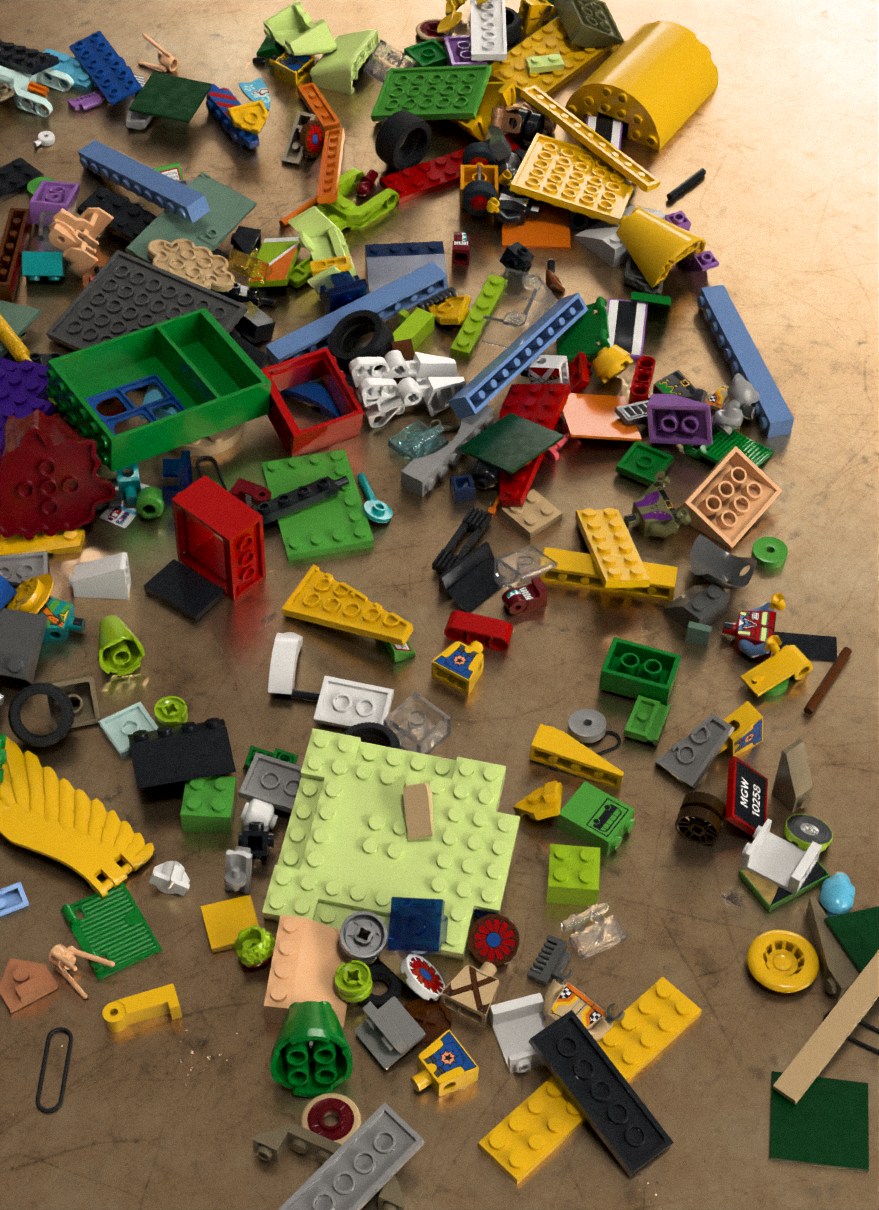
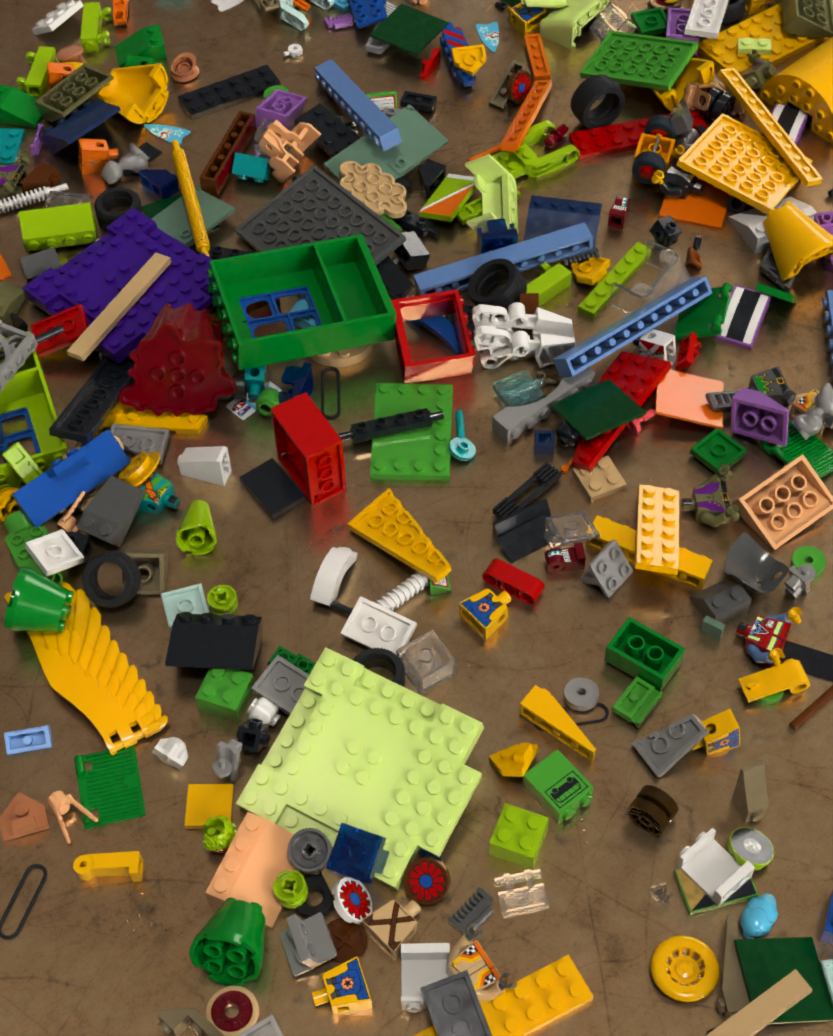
camera: 20 degrees right, 5 degrees up
(204, 132) = (430, 65): none -> red slope
(213, 169) = (418, 101): none -> black plate
(249, 265) = (422, 198): clear yellow panel -> none
(250, 493) = (354, 410): dark red leg -> none
(341, 262) = (500, 210): yellow slope -> none
(368, 662) = (404, 591): none -> white piece
(418, 810) = (392, 746): tan slope -> none
(560, 87) = (759, 72): none -> olive torso
(573, 598) = (608, 569): none -> light grey bracket
(611, 362) = (717, 348): yellow cone -> none
(642, 379) = (743, 369): red beam -> none
(745, 796) = (702, 799): tile -> none
(769, 570) = (799, 580): none -> light grey hips

